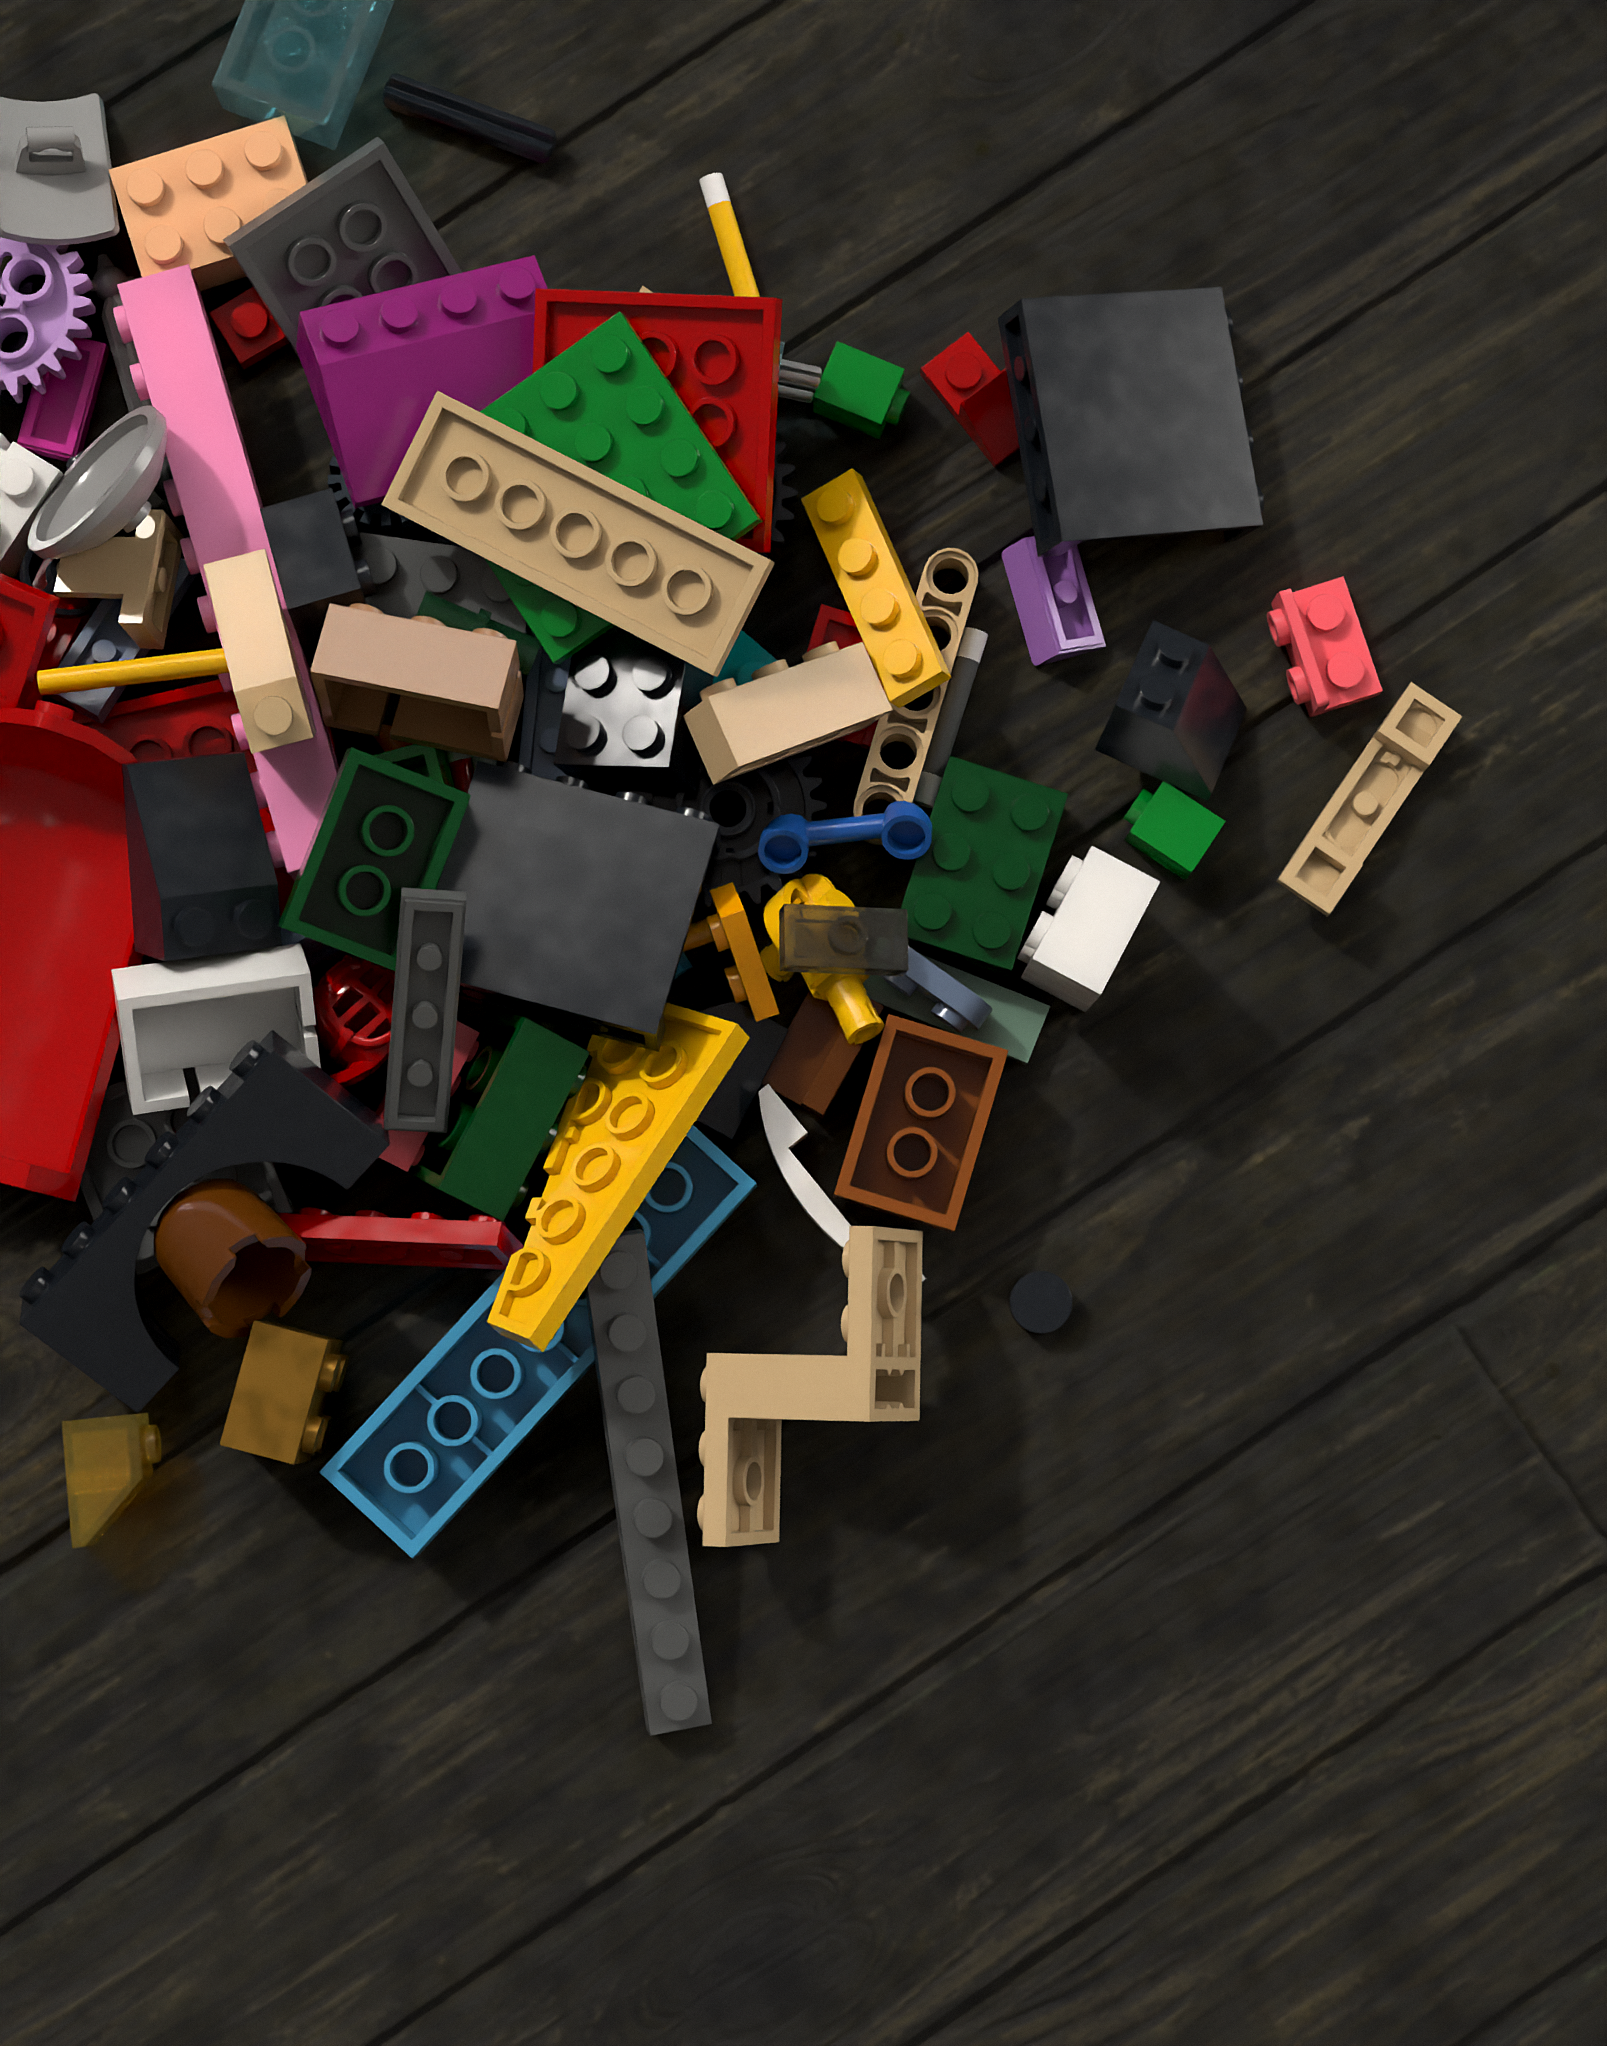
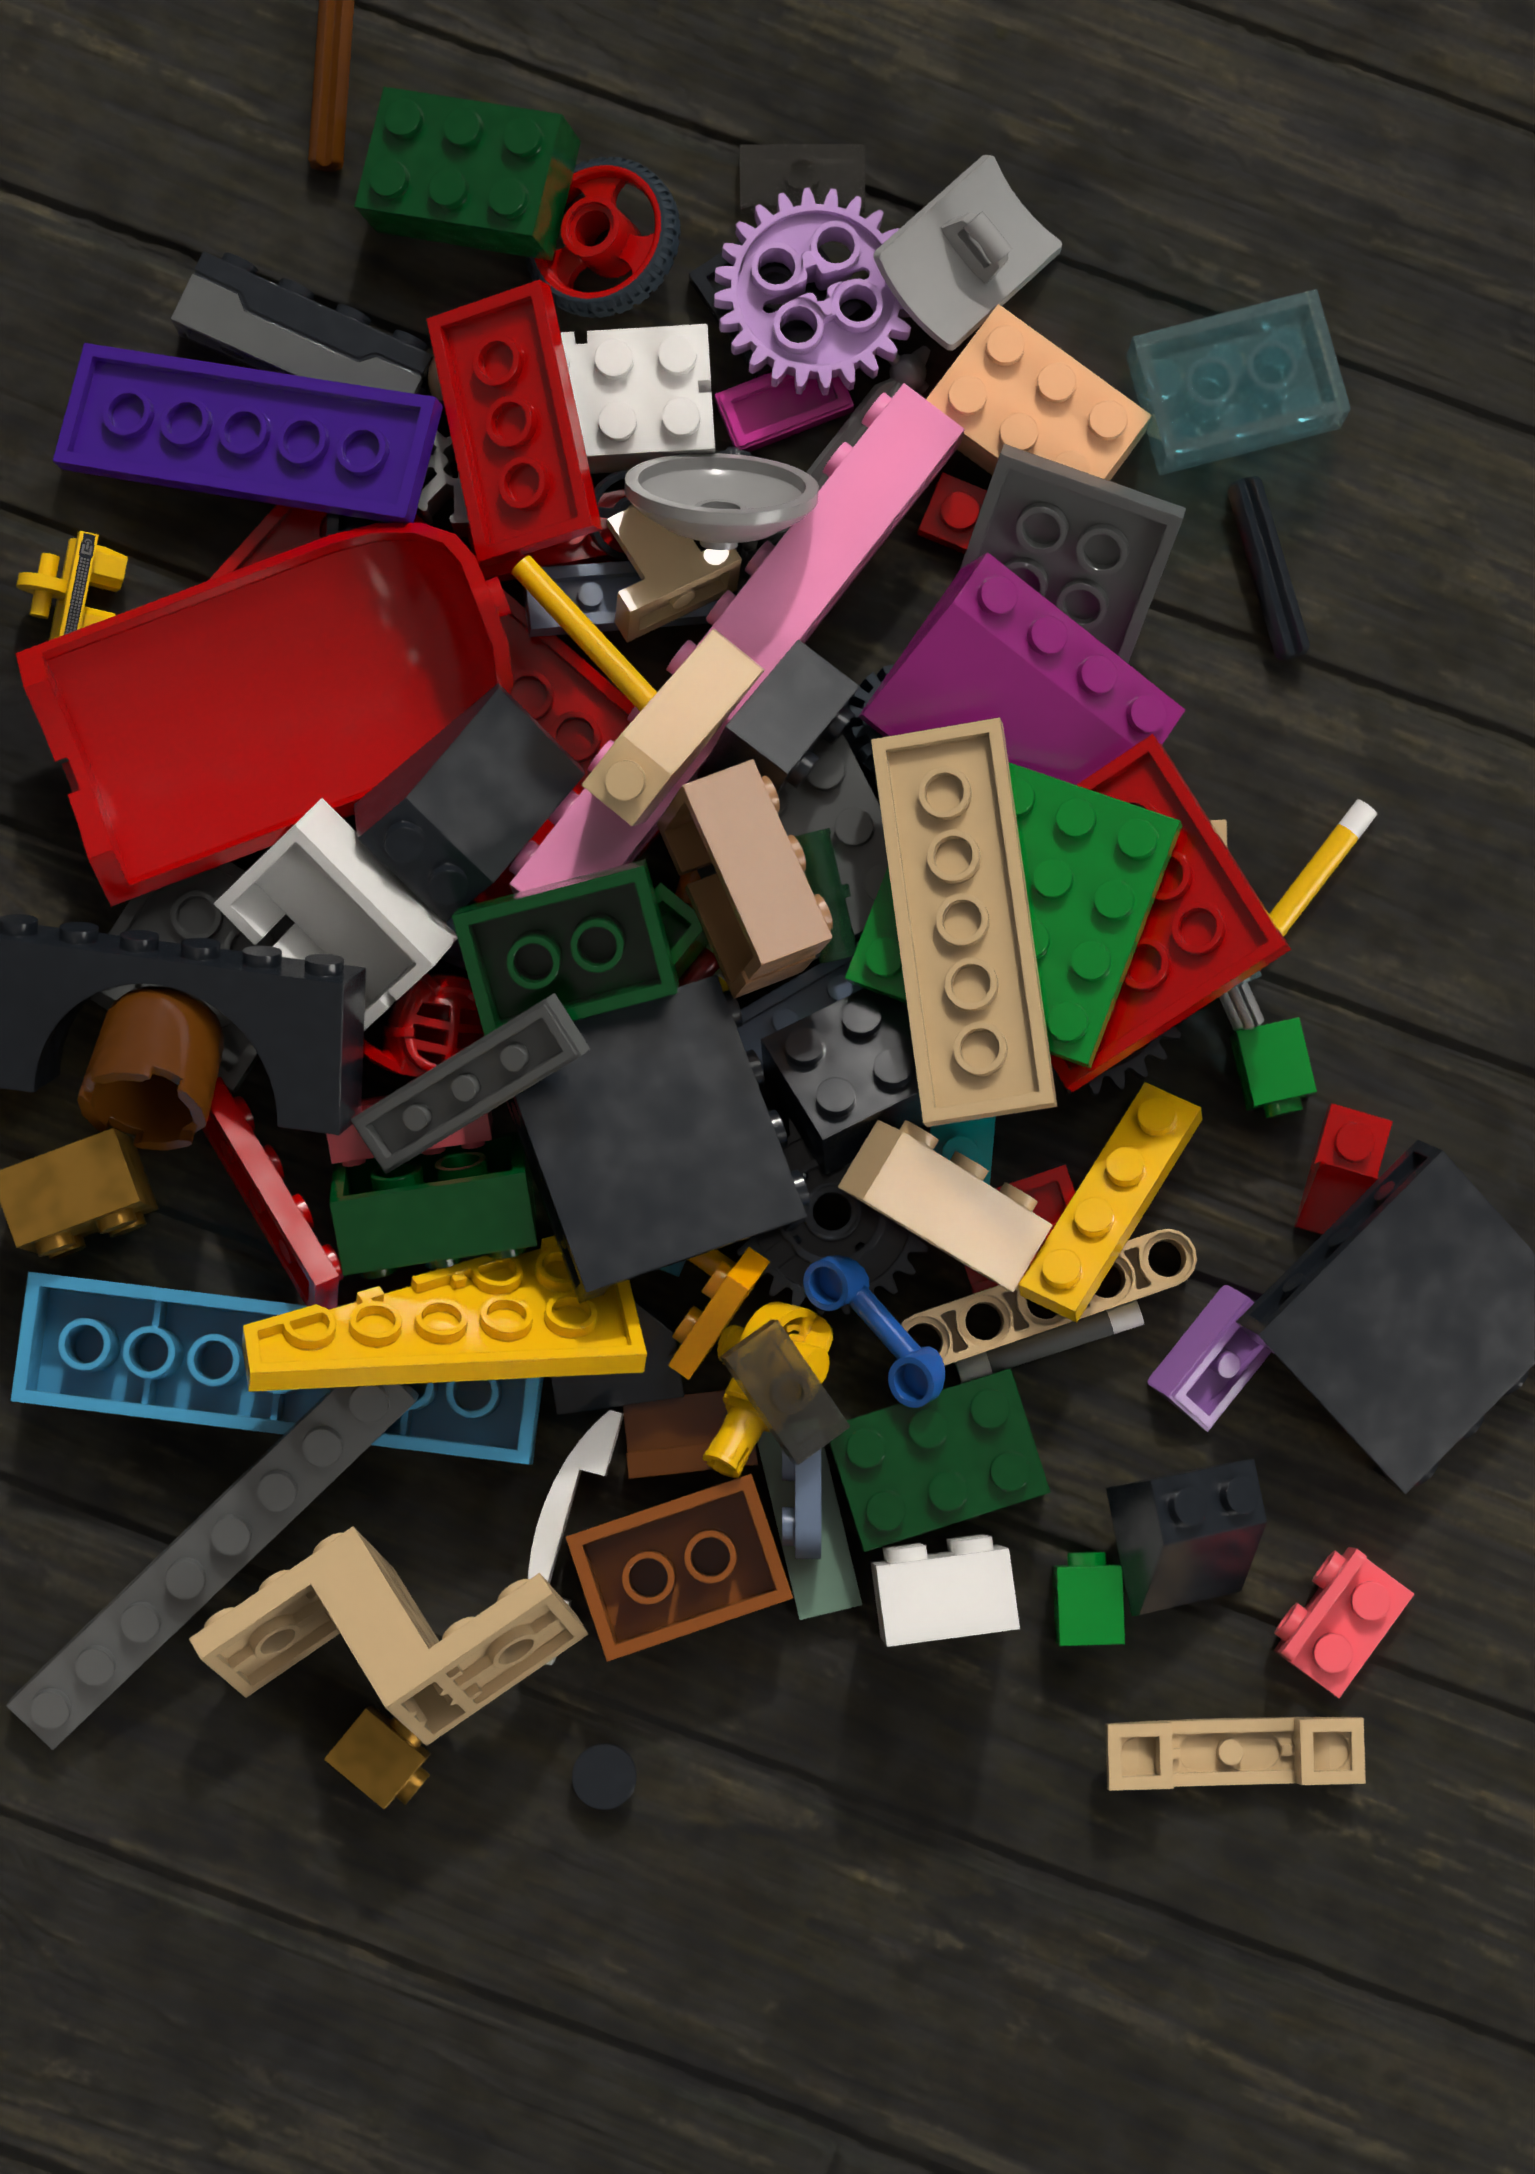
camera: 55 degrees right, 0 degrees up
(902, 1464) = (380, 1758): none -> pearl gold brick

